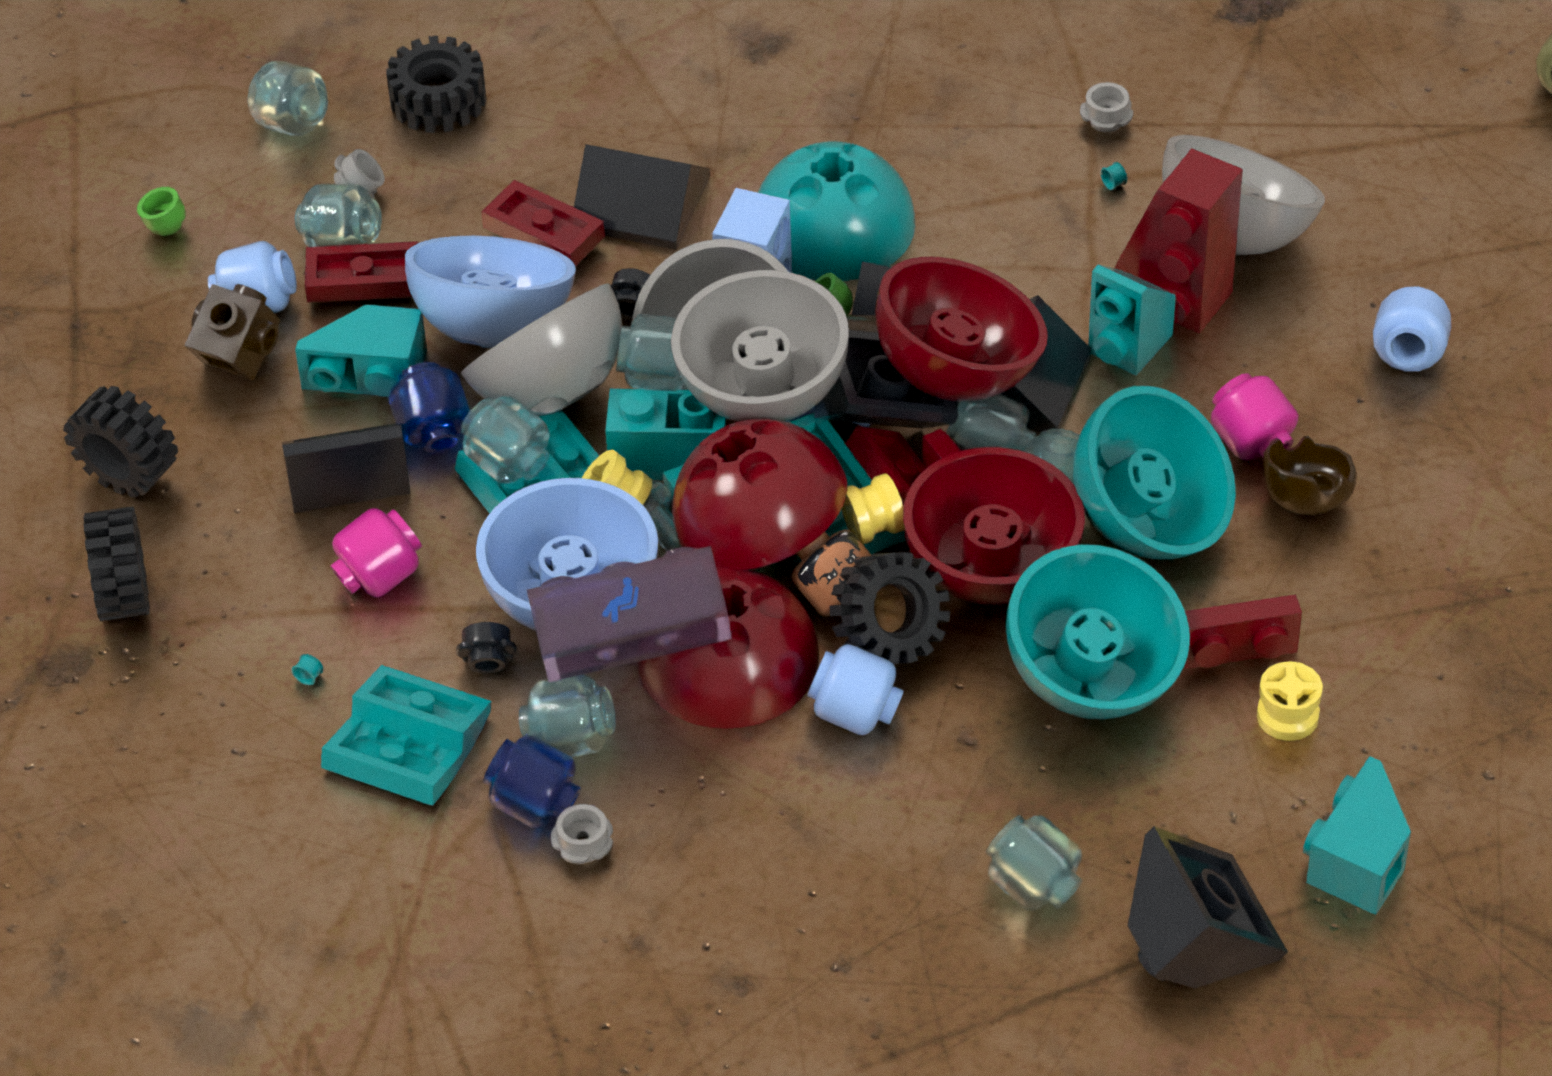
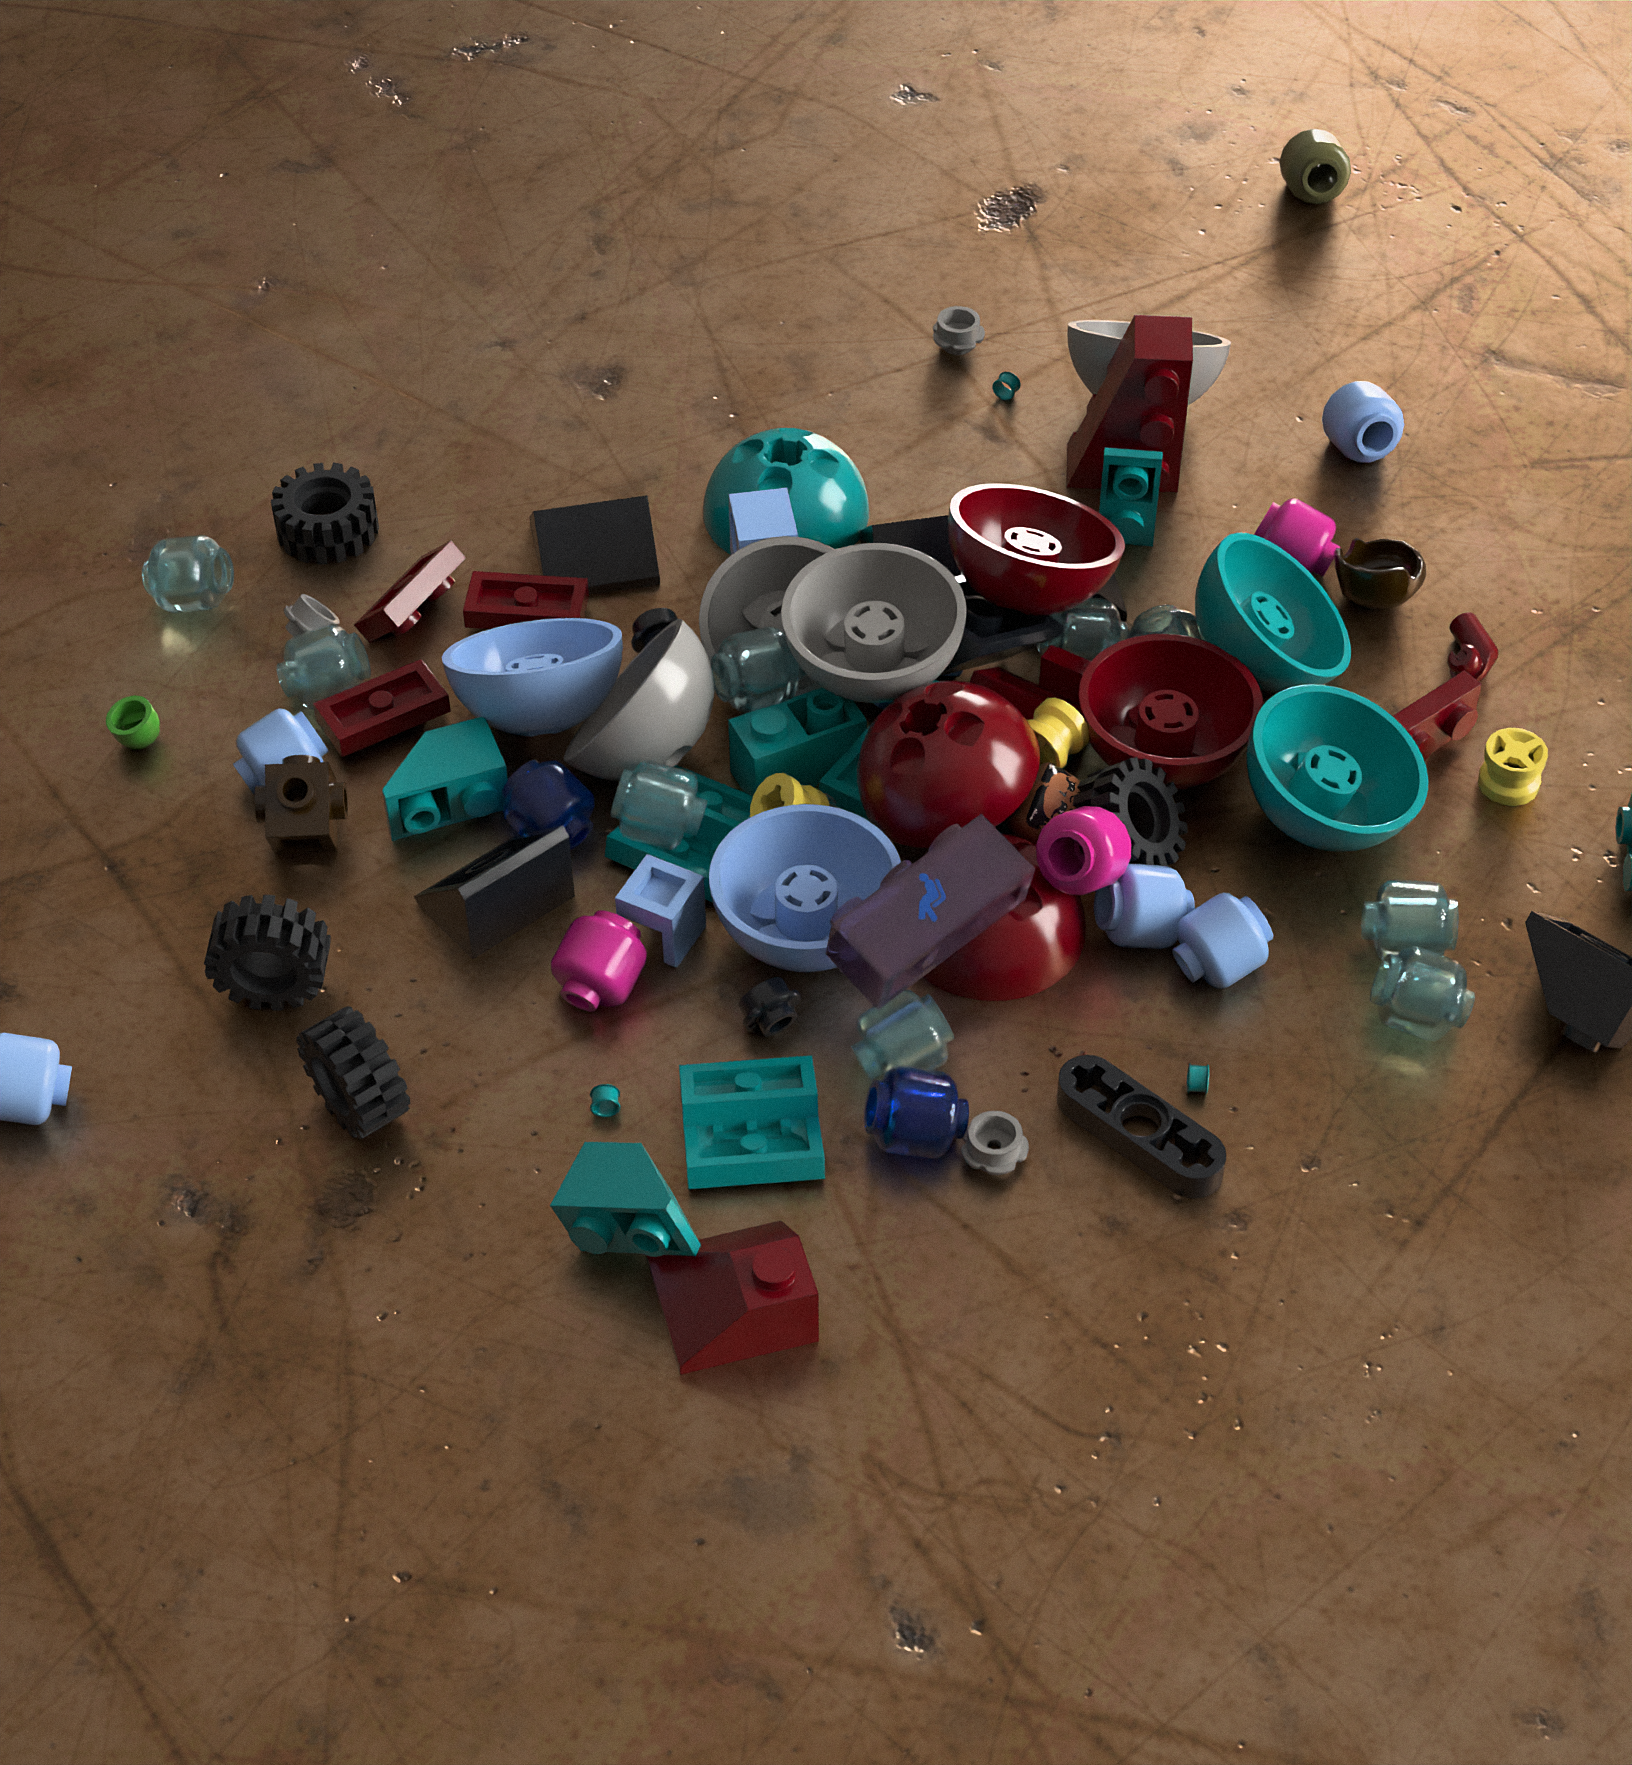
camera: 30 degrees left, 0 degrees up
(246, 753) = (621, 1204): none -> teal slope
(292, 867) = (737, 1297): none -> dark red slope
(451, 523) = (666, 901): none -> light blue panel
(477, 174) = (422, 581): none -> plate
(711, 896) = (1152, 1152): none -> black beam
(795, 854) = (1197, 1078): none -> teal piece
(804, 615) = (1083, 850): none -> dark pink head
(898, 746) = (1222, 940): none -> light blue head
(1074, 796) = (1410, 915): none -> clear light blue head
(1348, 588) = (1477, 647): none -> dark red arm

